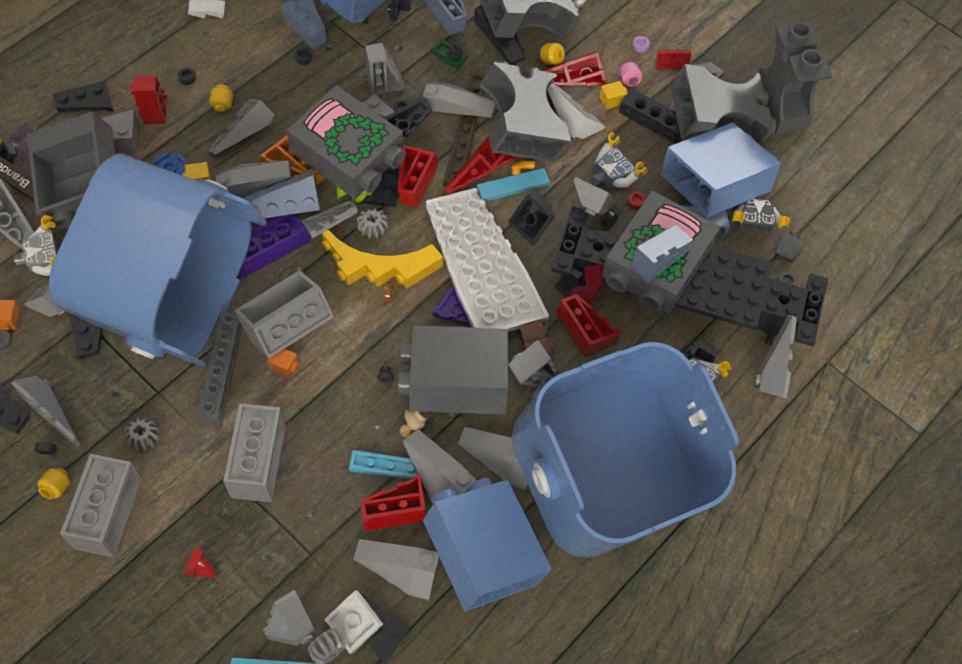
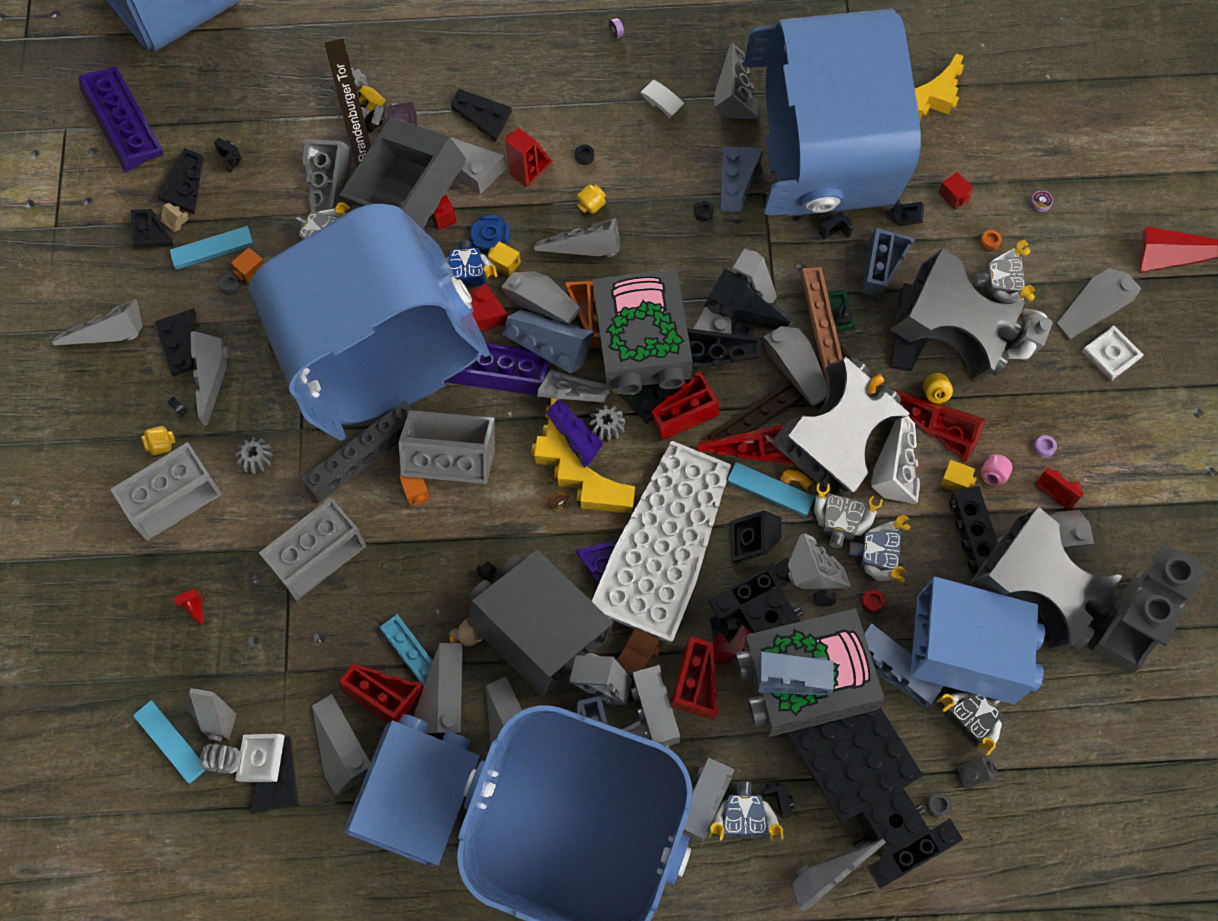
camera: 50 degrees right, 5 degrees up
(356, 238) = (580, 437): none -> dark purple wing
(387, 86) = (737, 301): none -> black wedge
(446, 65) = (821, 317): none -> nougat tile
(569, 354) = (654, 706): none -> light grey wedge
(572, 163) = (842, 516): none -> torso

